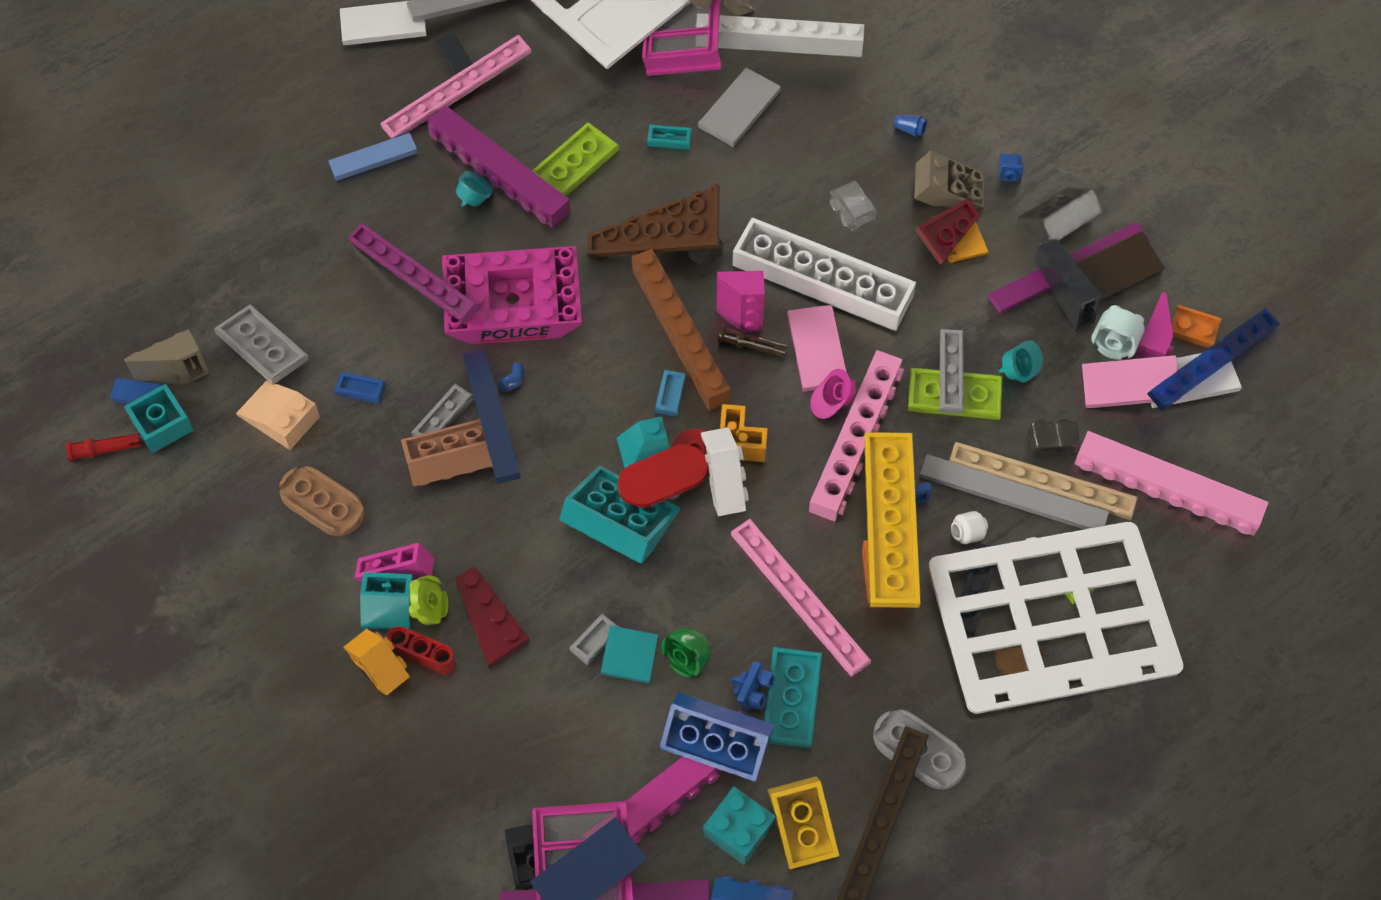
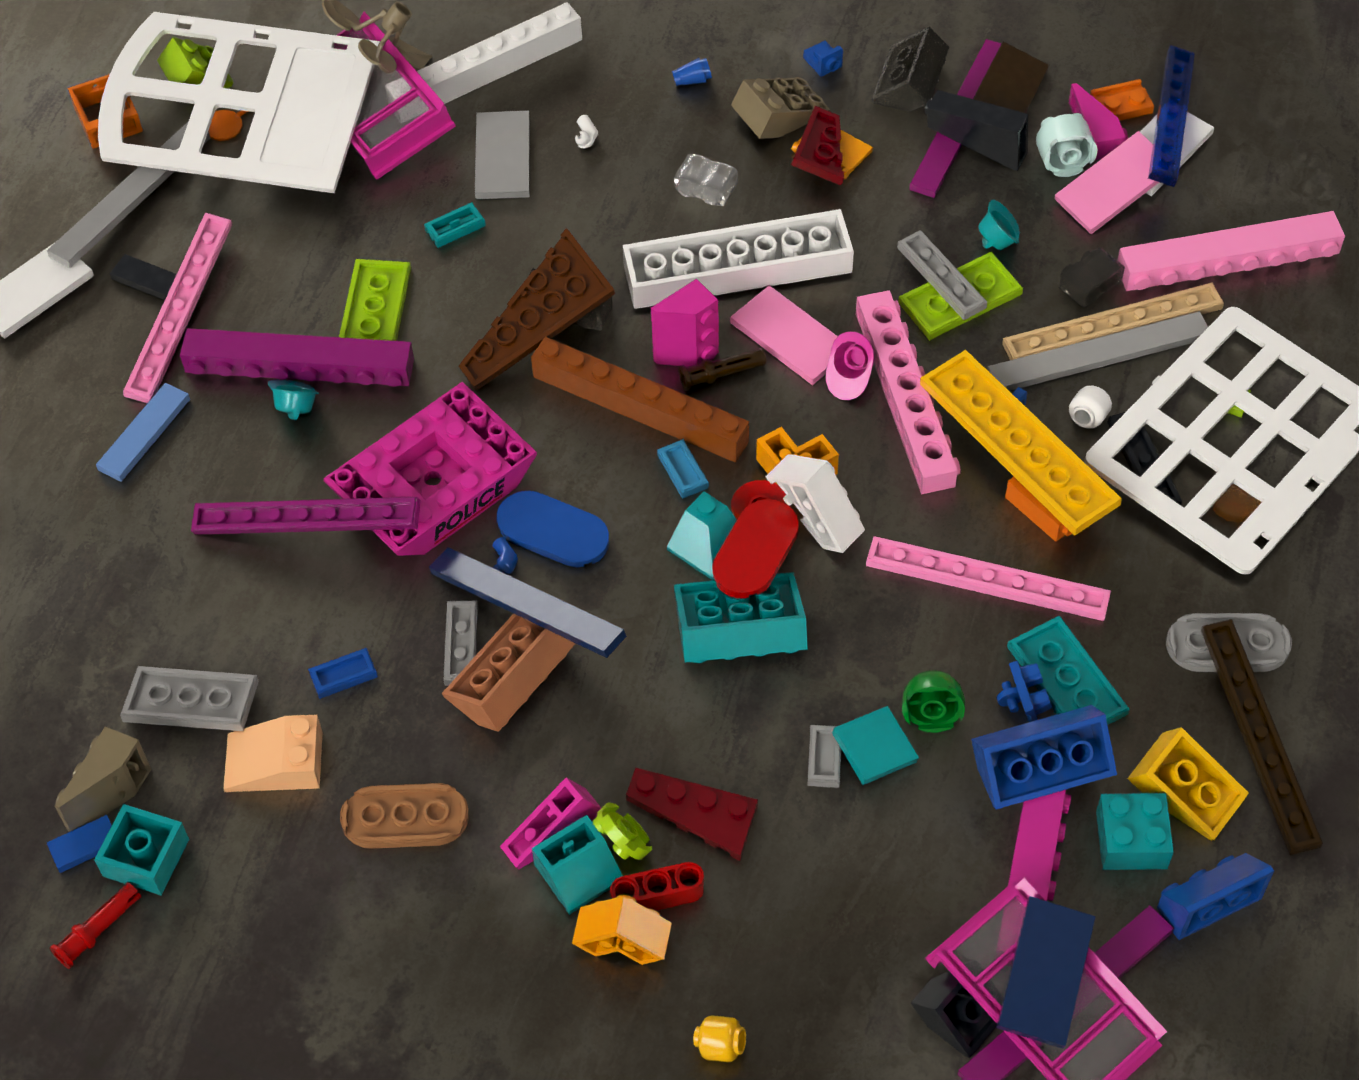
camera: 35 degrees left, 5 degrees down
(378, 767) = (720, 1038): none -> yellow head
(557, 379) = (553, 528): none -> blue tile
(803, 128) = (588, 133): none -> white arm

